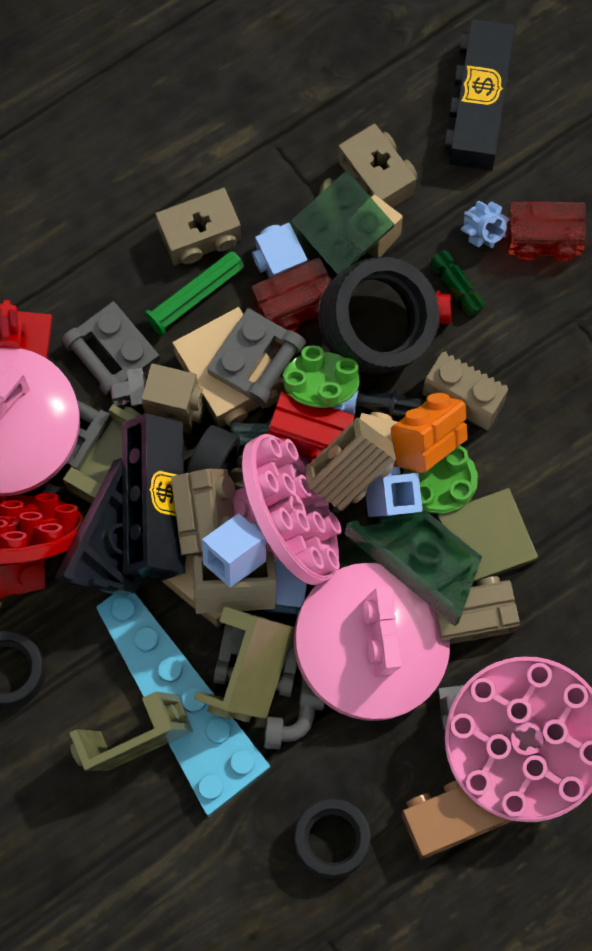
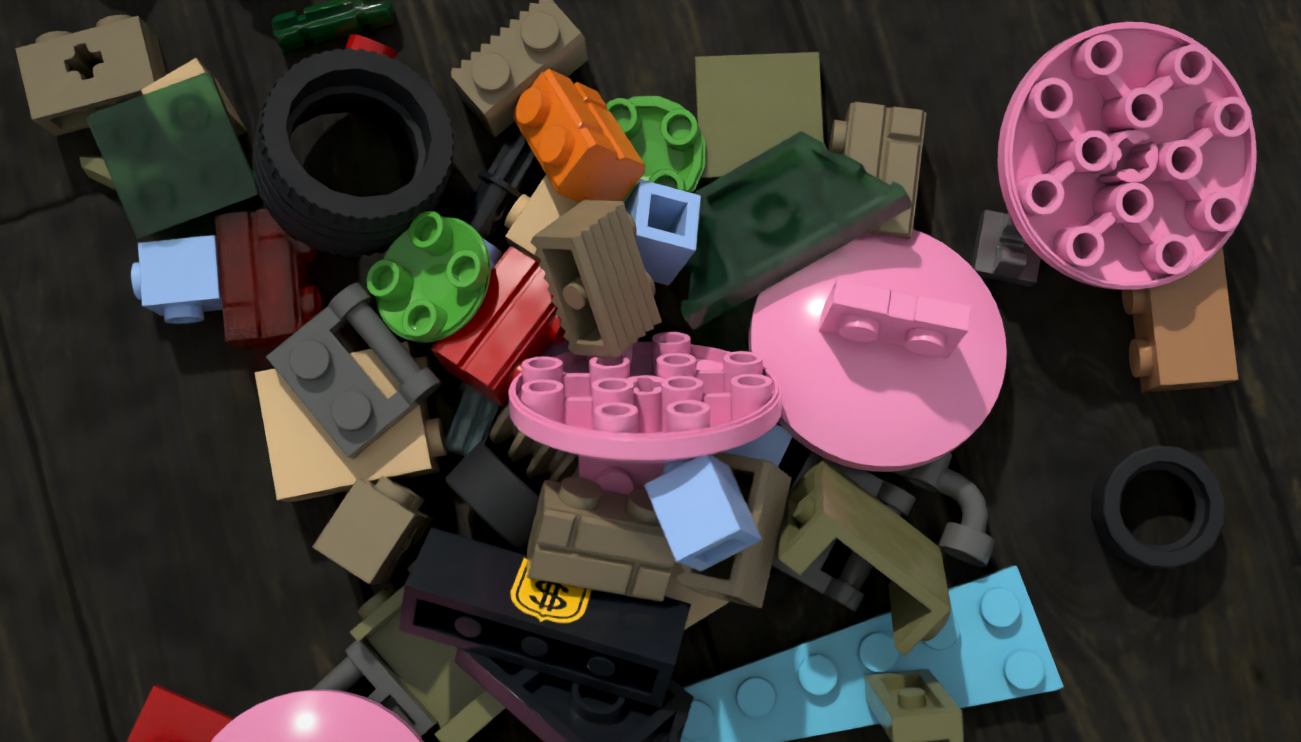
camera: 70 degrees left, 10 degrees up
(118, 339) = (239, 584): dark grey plate -> none
(130, 392) = (336, 593): flat silver tile -> none
(194, 292) = (197, 437): green axle -> none
(210, 212) = (75, 362): dark tan brick -> none

